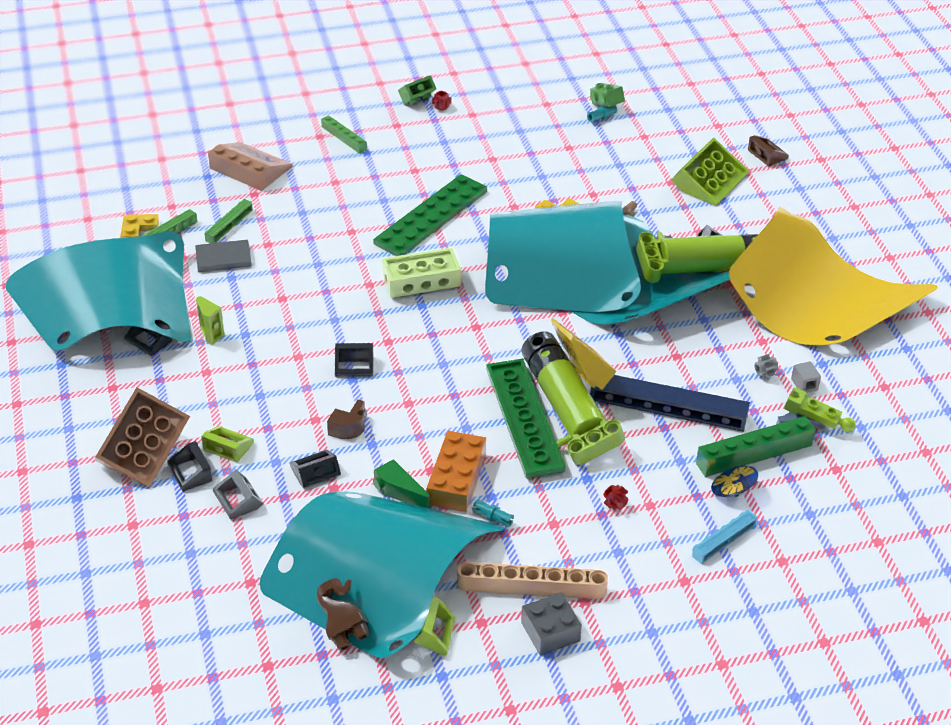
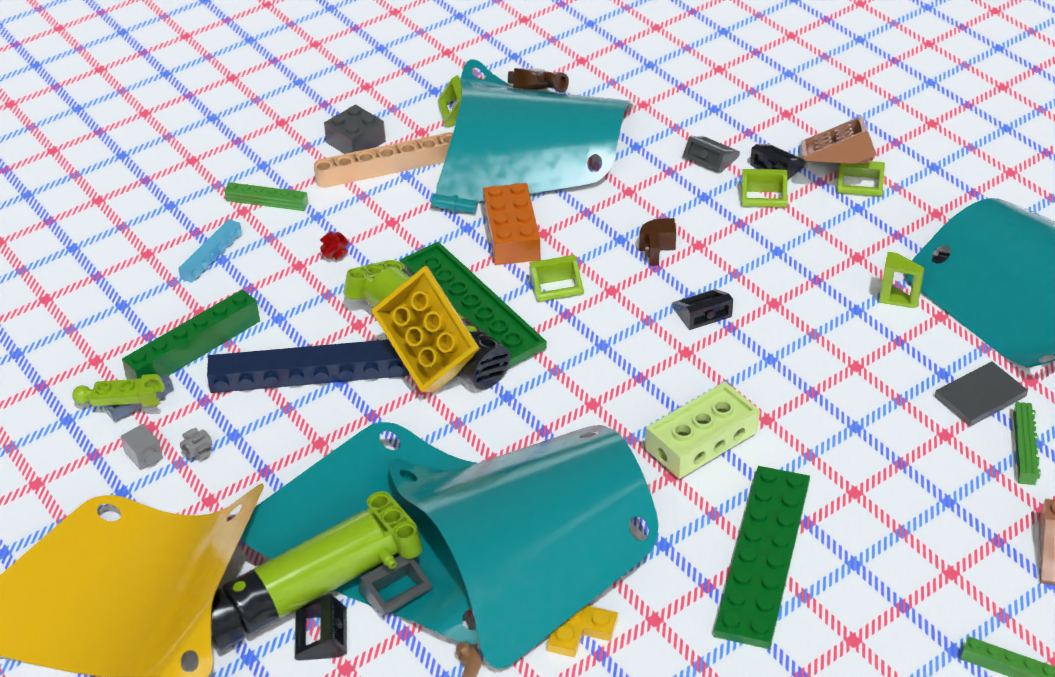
camera: 160 degrees right, 0 degrees up
(315, 468) = (662, 180): black tile -> none
(400, 485) = (562, 198): green slope -> none
(448, 417) = (553, 271): none -> lime tile
(660, 581) = (266, 196): none -> bright green piece
(734, 481) = (205, 291): shield -> none

